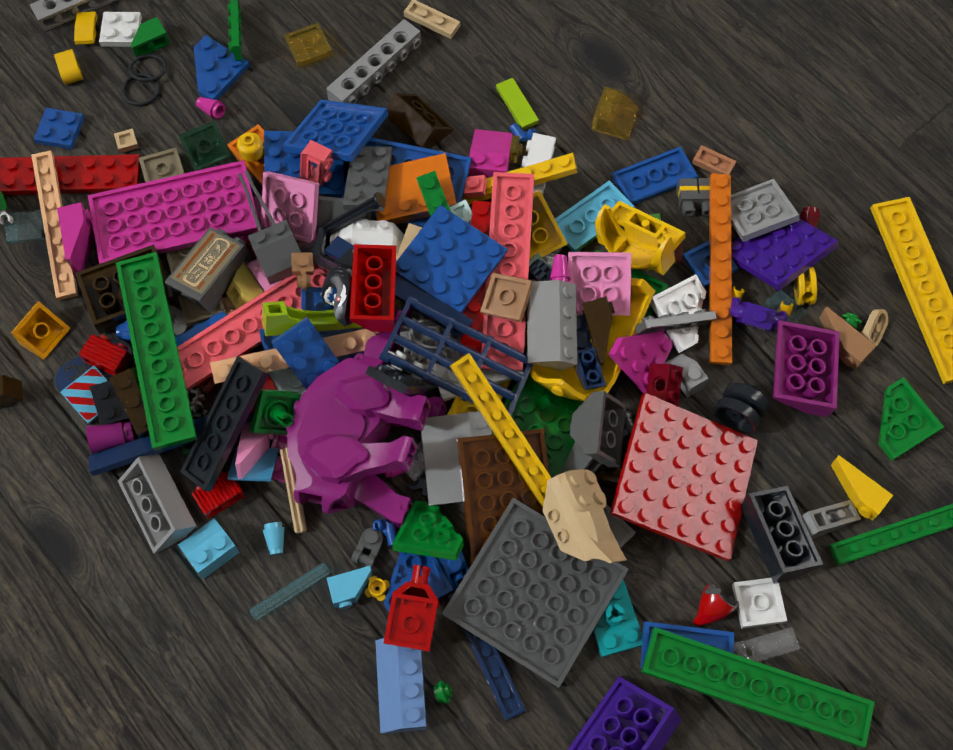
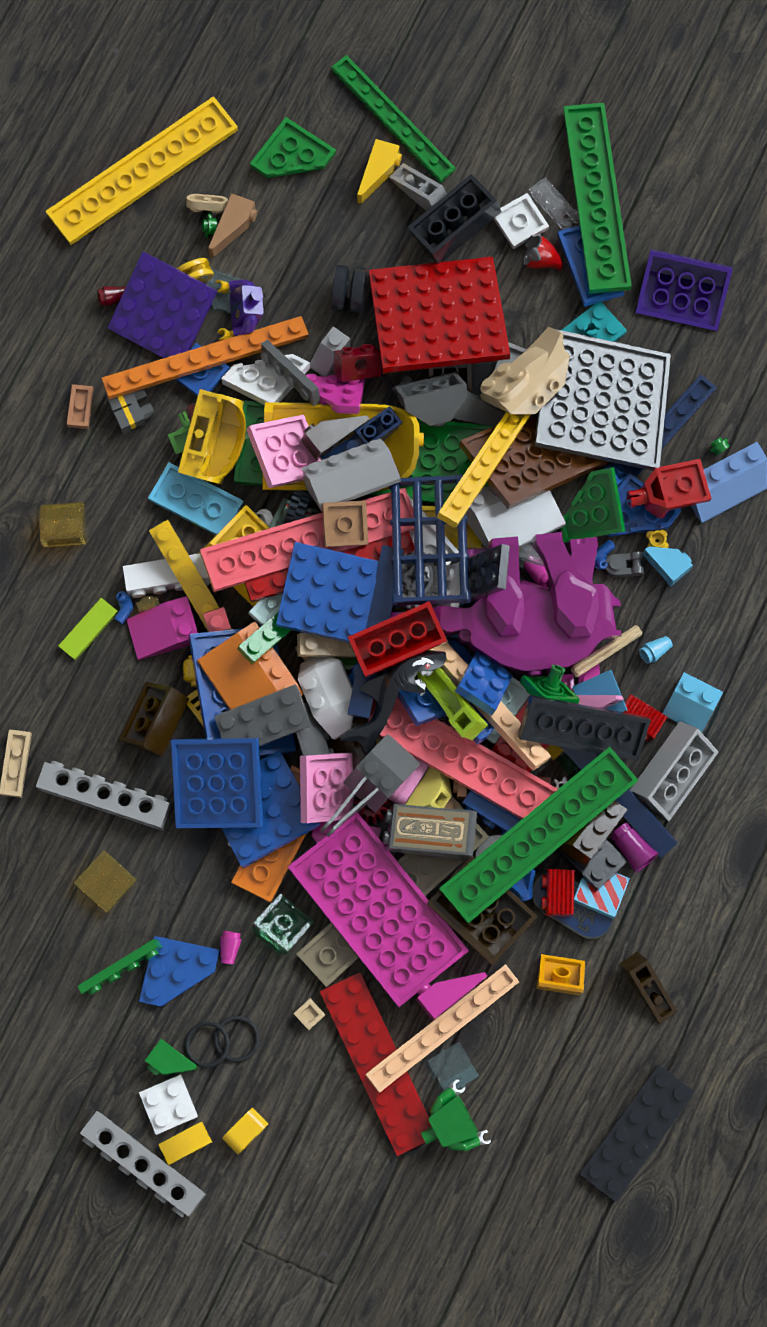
camera: 115 degrees left, 10 degrees up
(59, 128) = (323, 1099): blue plate -> none
(250, 147) = (270, 867): yellow head -> none
(289, 591) = (695, 614): clear light blue axle -> none
(302, 267) = (396, 730): medium nougat plate -> none
(316, 163) = (270, 778): coral window -> none
(354, 214) = (316, 714): black axle -> none
(560, 268) = (294, 487): dark pink cone -> none
(653, 175) = (119, 459): blue tile -> none
(761, 210) = (125, 339): light grey plate -> none
(806, 368) = (282, 244): magenta slope -> none

